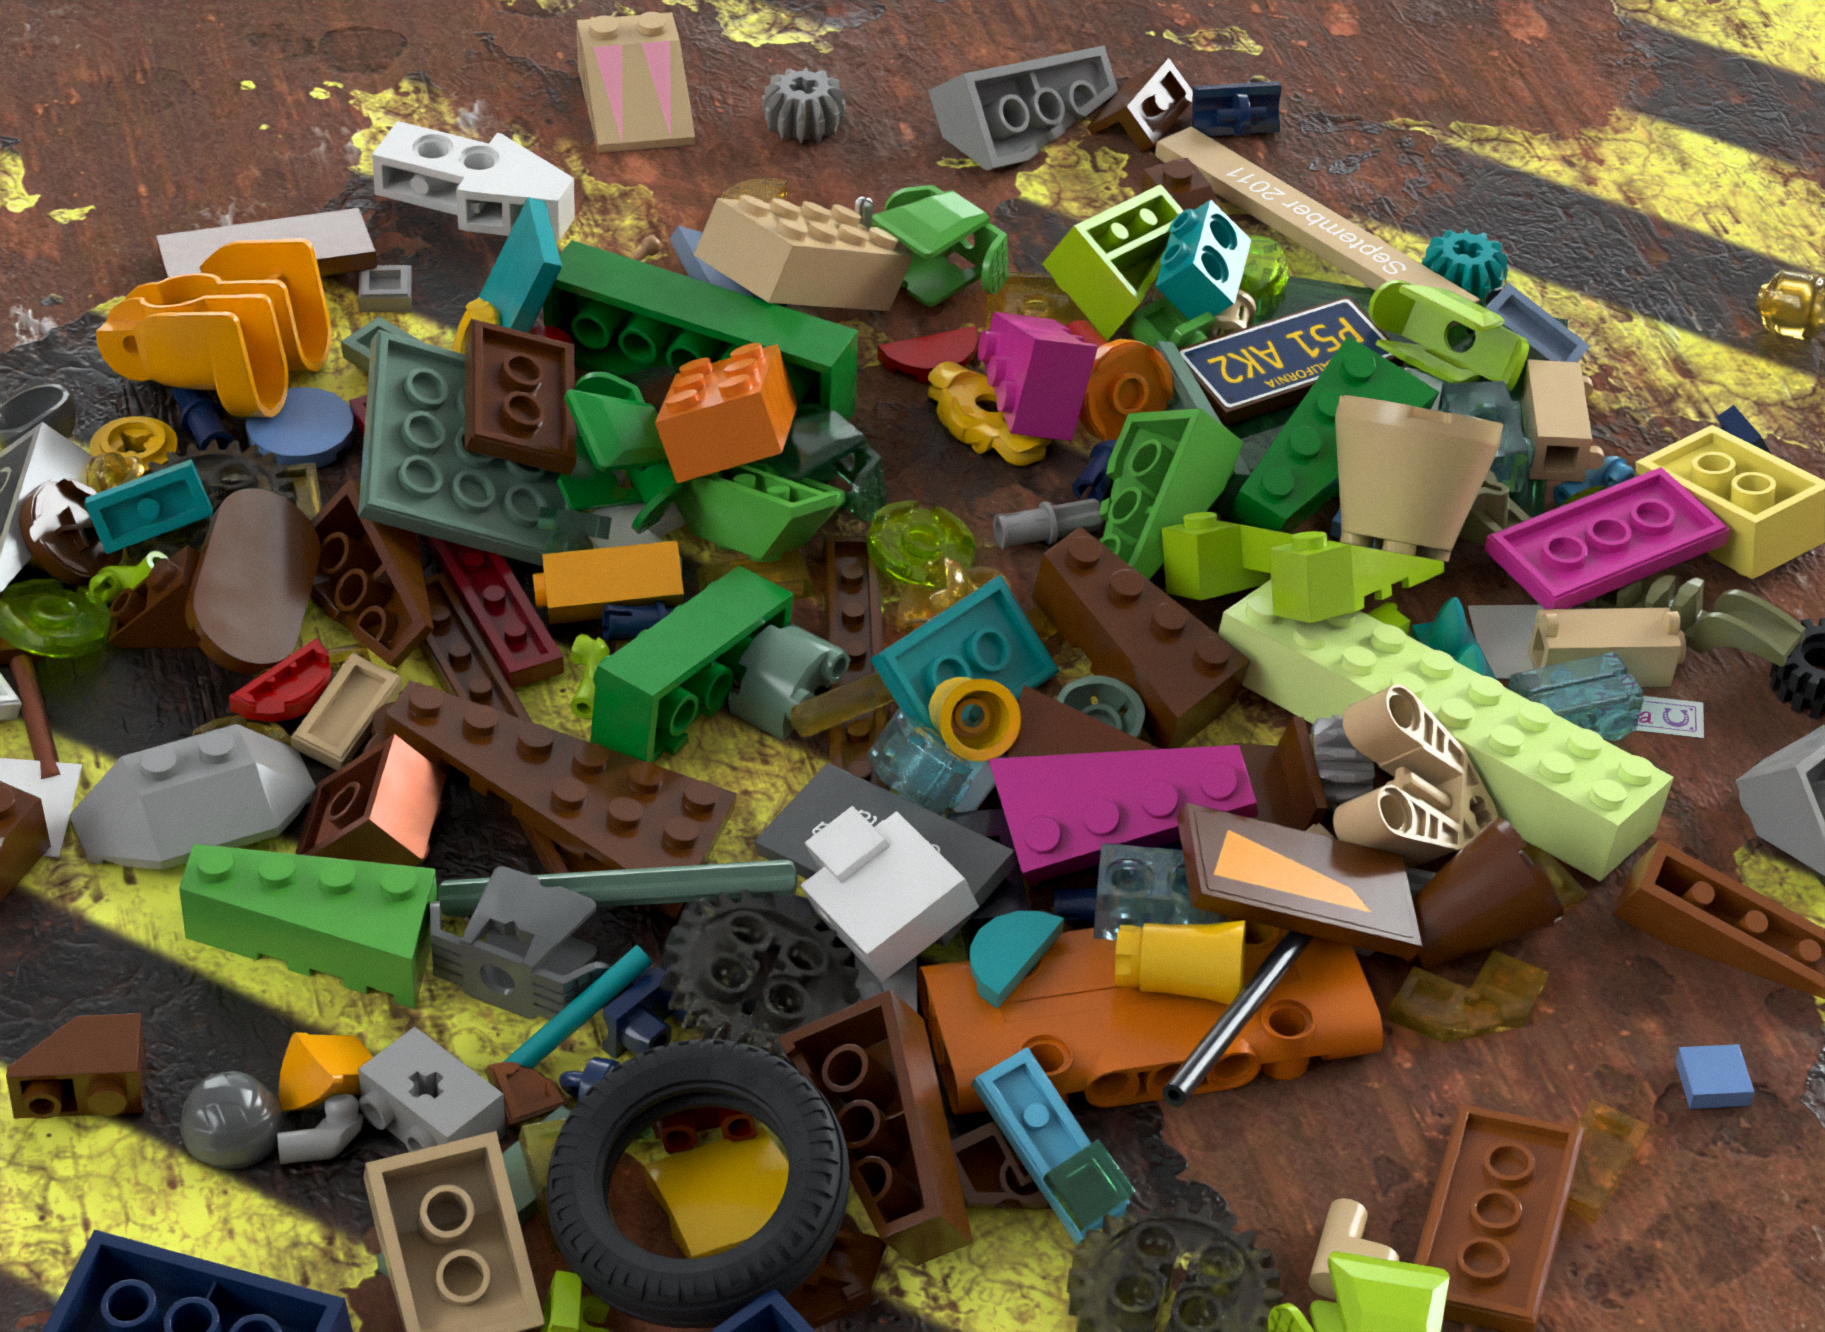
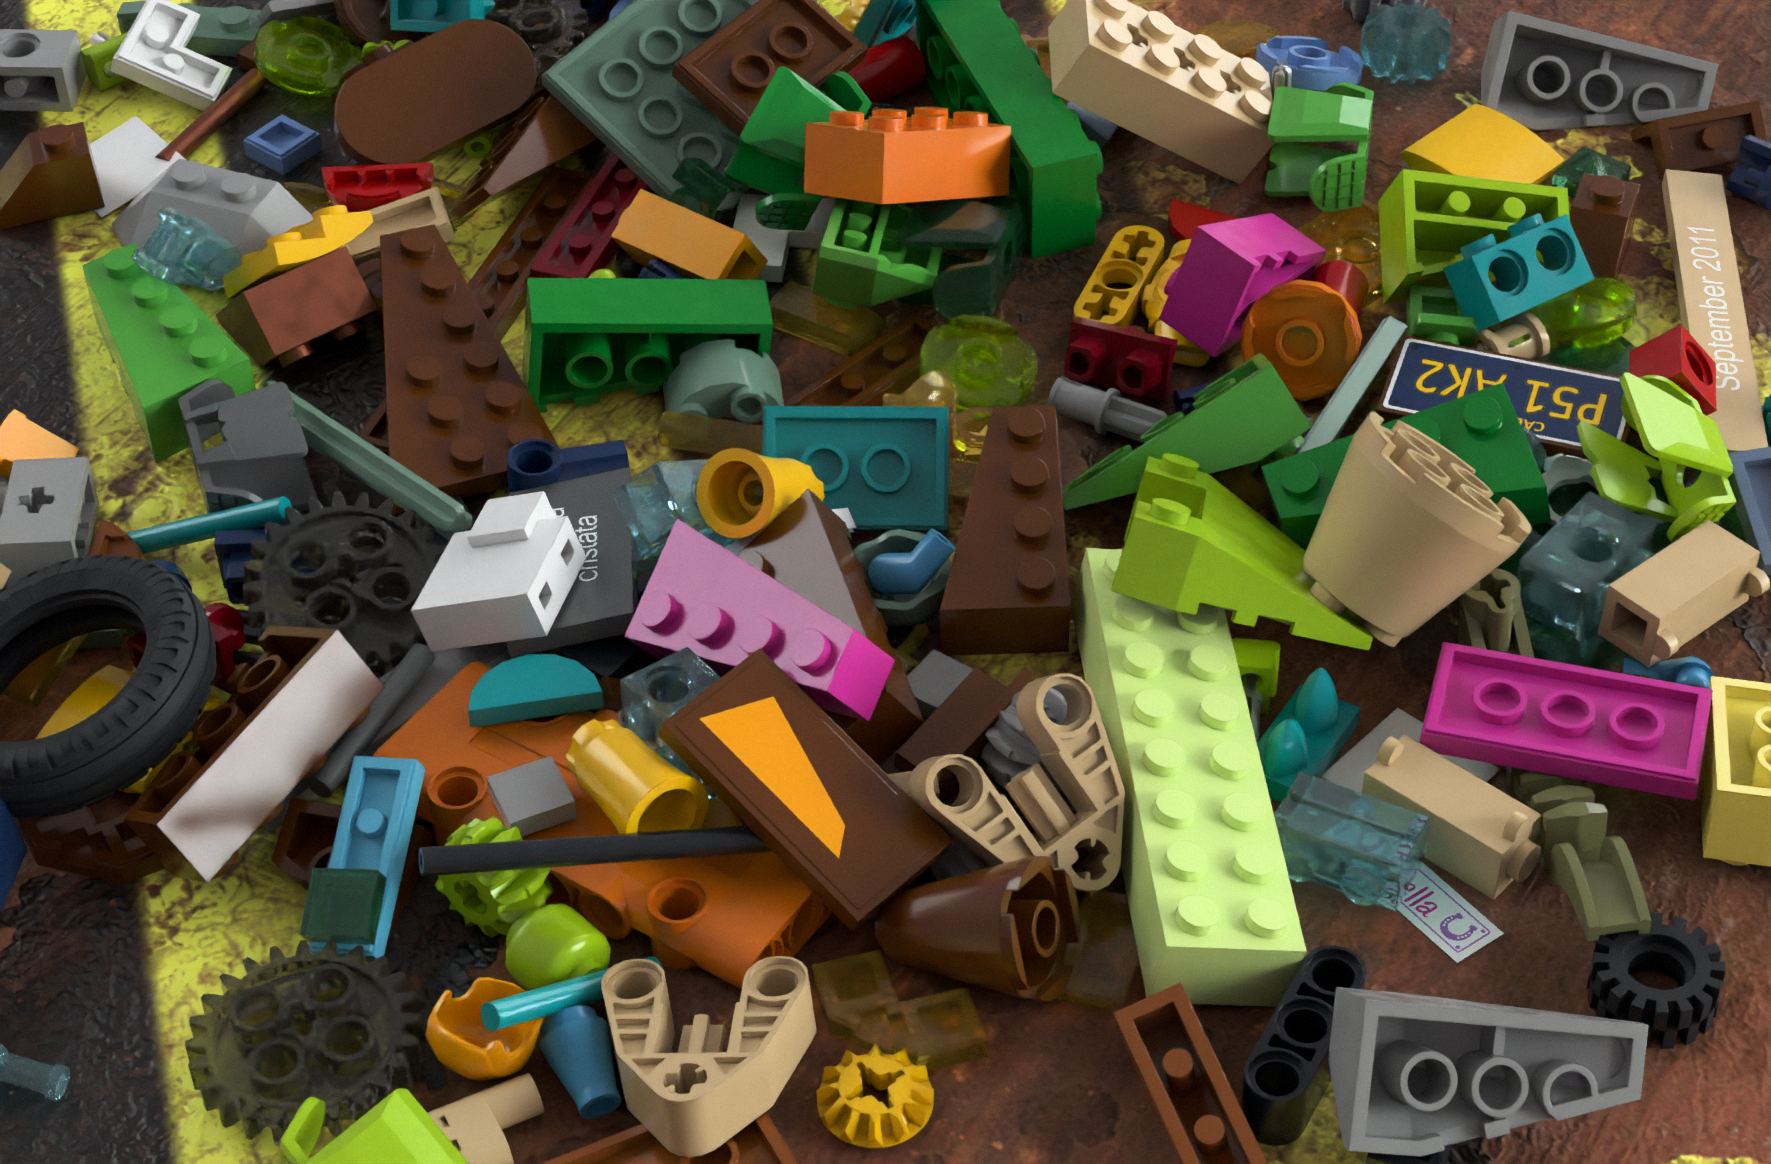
camera: 50 degrees right, 0 degrees up
(131, 704) = (282, 144): none -> medium blue tile
(256, 819) = (187, 251): none -> clear light blue piece
(341, 768) = (301, 244): none -> yellow slope
(756, 803) = (542, 463): none -> dark blue piece
(838, 187) = (1310, 61): none -> medium blue tile
(874, 139) = (1405, 42): none -> clear light blue gear
(924, 450) = (1117, 268): none -> yellow beam
(1013, 479) = (1120, 358): none -> dark red hips
(1035, 195) = (1484, 146): none -> yellow slope
(1110, 174) = (1590, 162): none -> clear green tile
(1116, 1021) = (532, 796): none -> light grey tile
(1118, 705) = (910, 571): none -> dark azure arm
(1132, 1099) = (494, 897): none -> lime gear
(1242, 1117) = (553, 946): none -> lime head
(1280, 1191) = (464, 1042): none -> light orange hair
(1305, 1127) = (544, 1000): none -> teal bar
(1351, 1167) = (581, 1056): none -> dark azure cone
(1366, 270) = (1681, 360): none -> red brick
(1445, 1117) = (703, 1094): none -> tan connector
(1508, 1062) = (864, 1119): none -> yellow gear
(1712, 828) = (1291, 1057): none -> black beam

